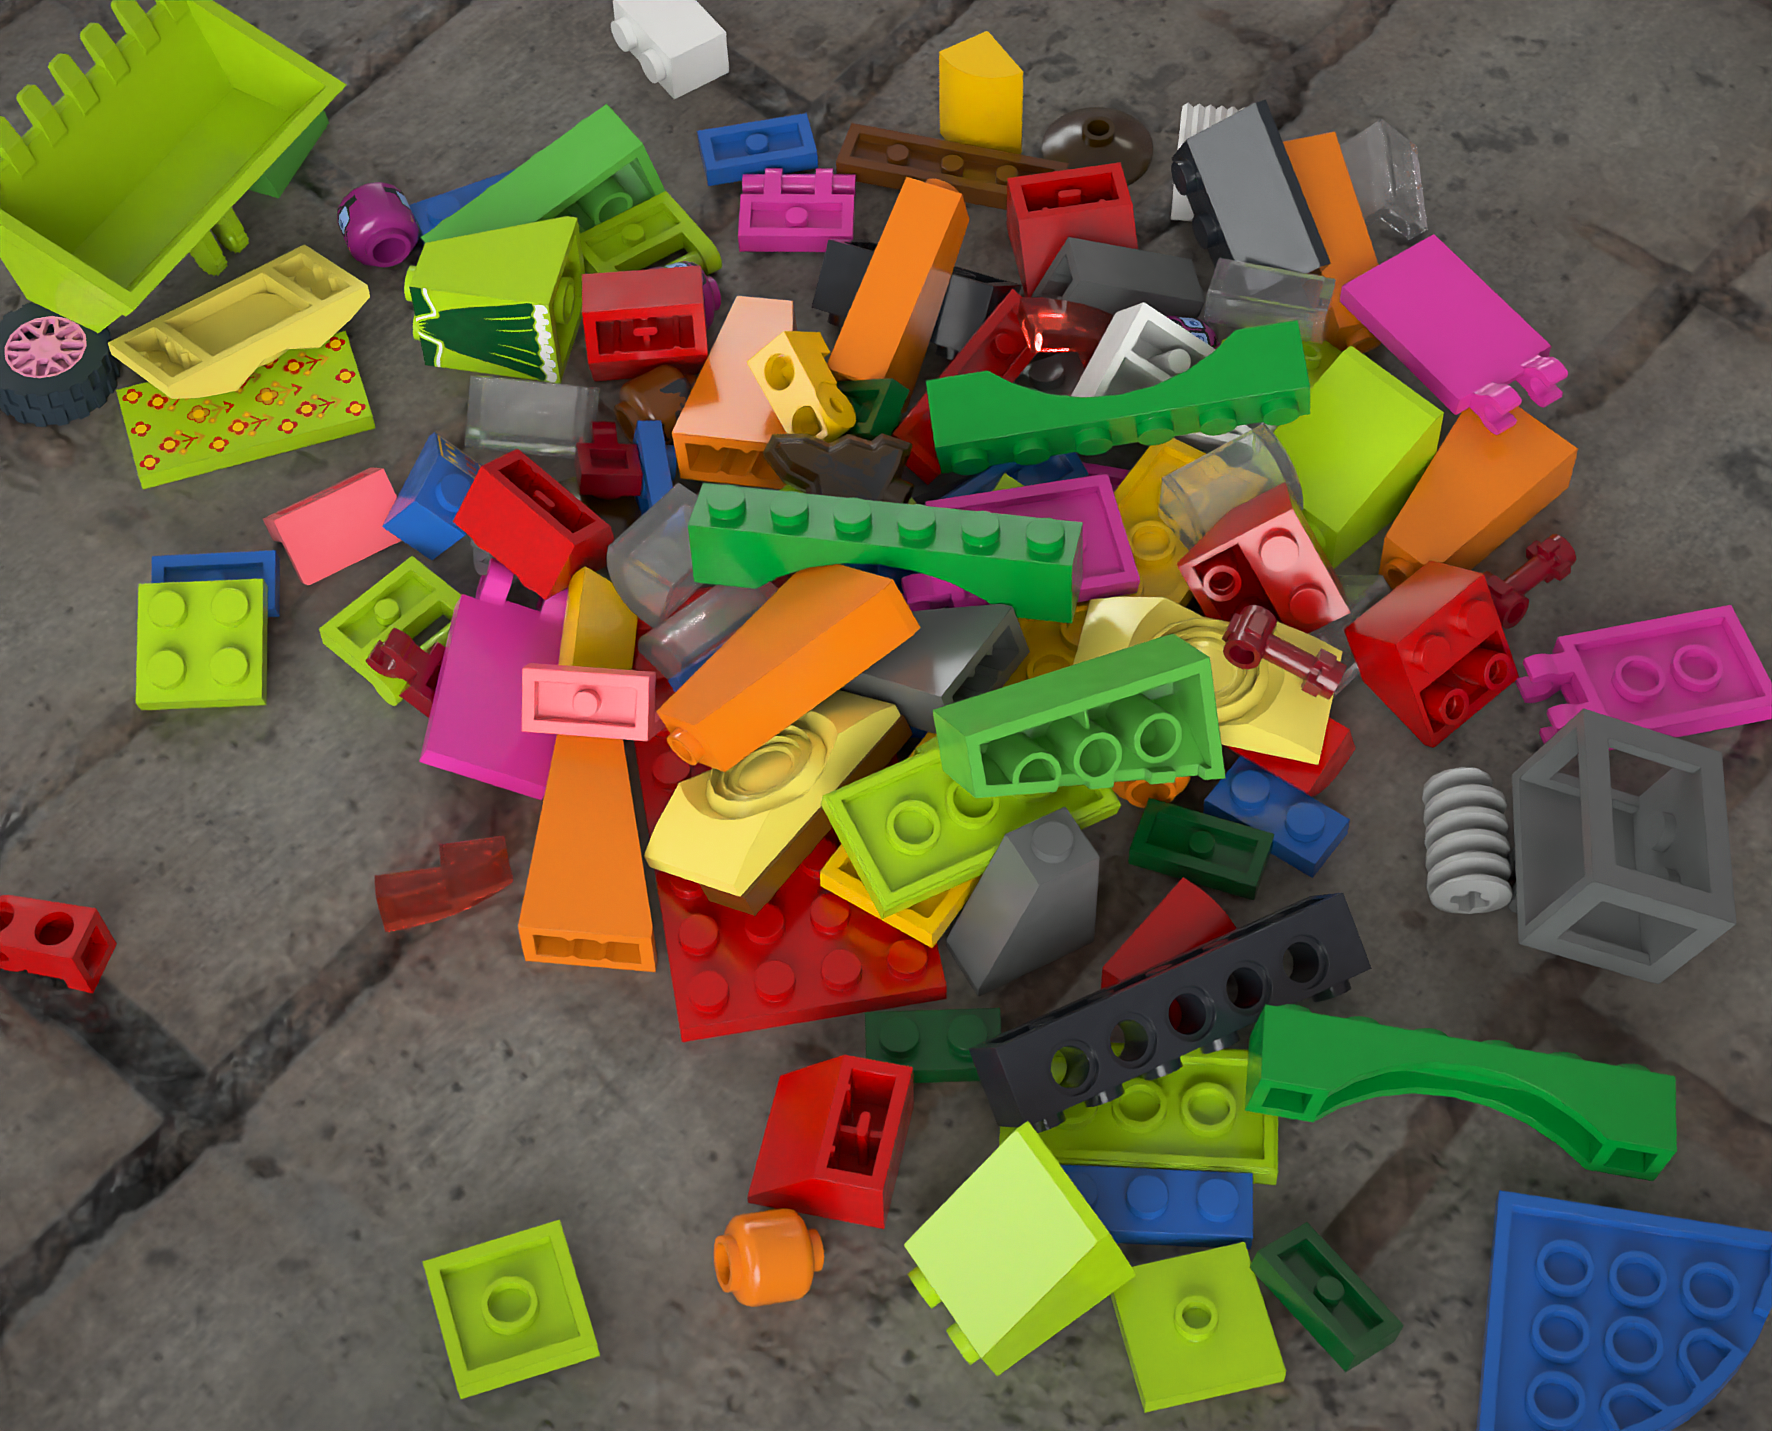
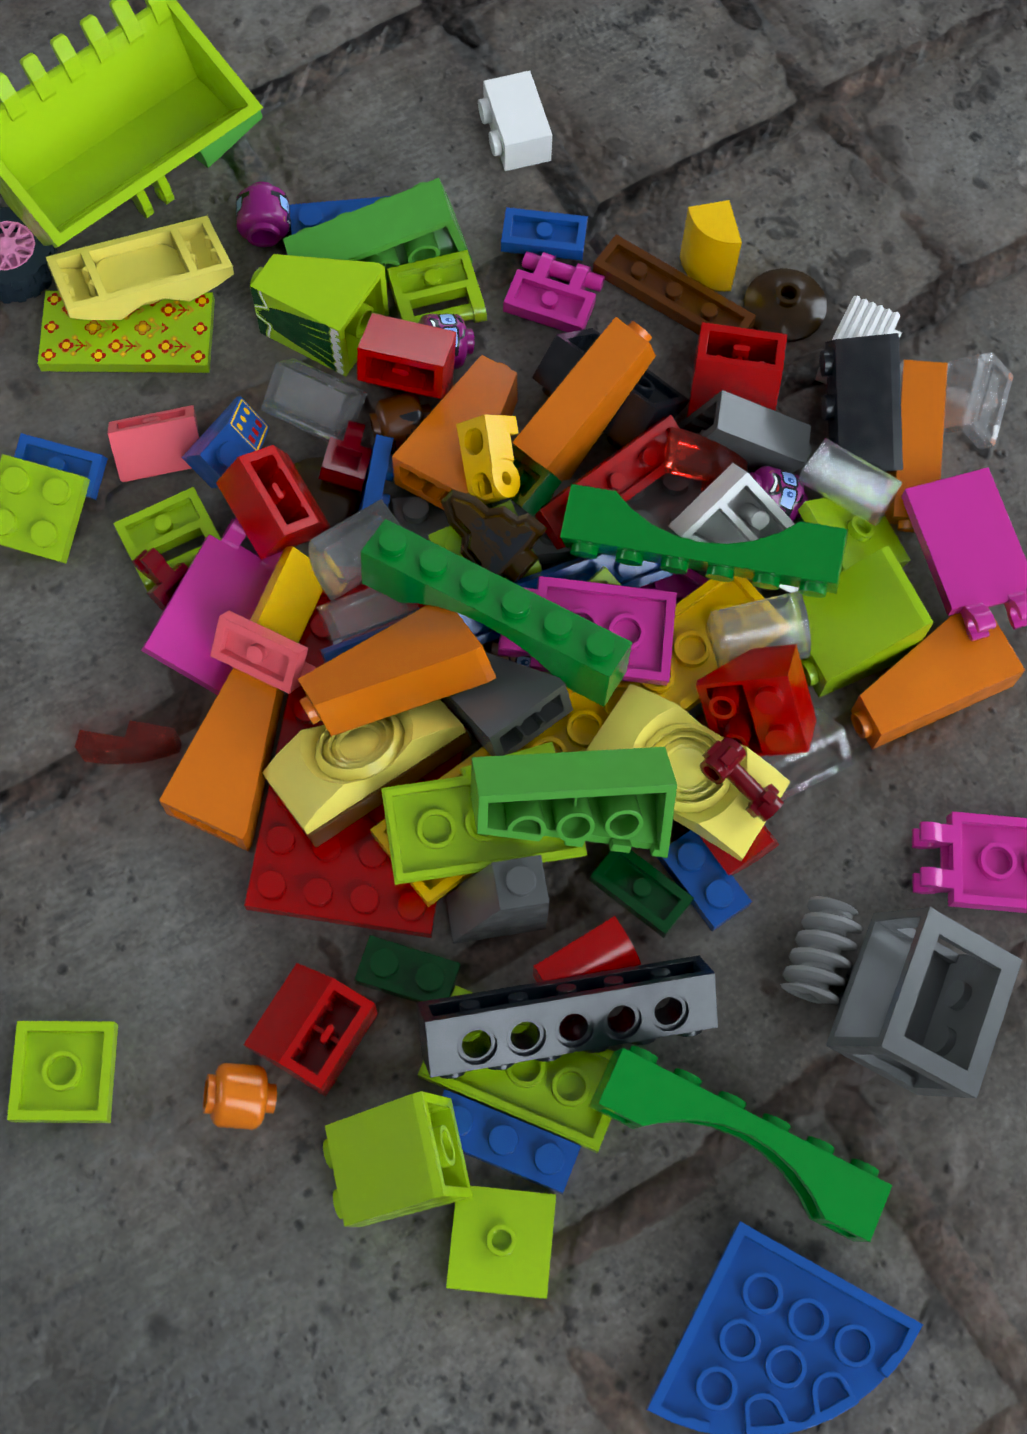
camera: 15 degrees right, 15 degrees up
(1326, 1296) = (594, 1255): dark green plate -> none
(1434, 650) = (860, 793): red slope -> none
(1545, 562) = (927, 764): dark red bar -> none

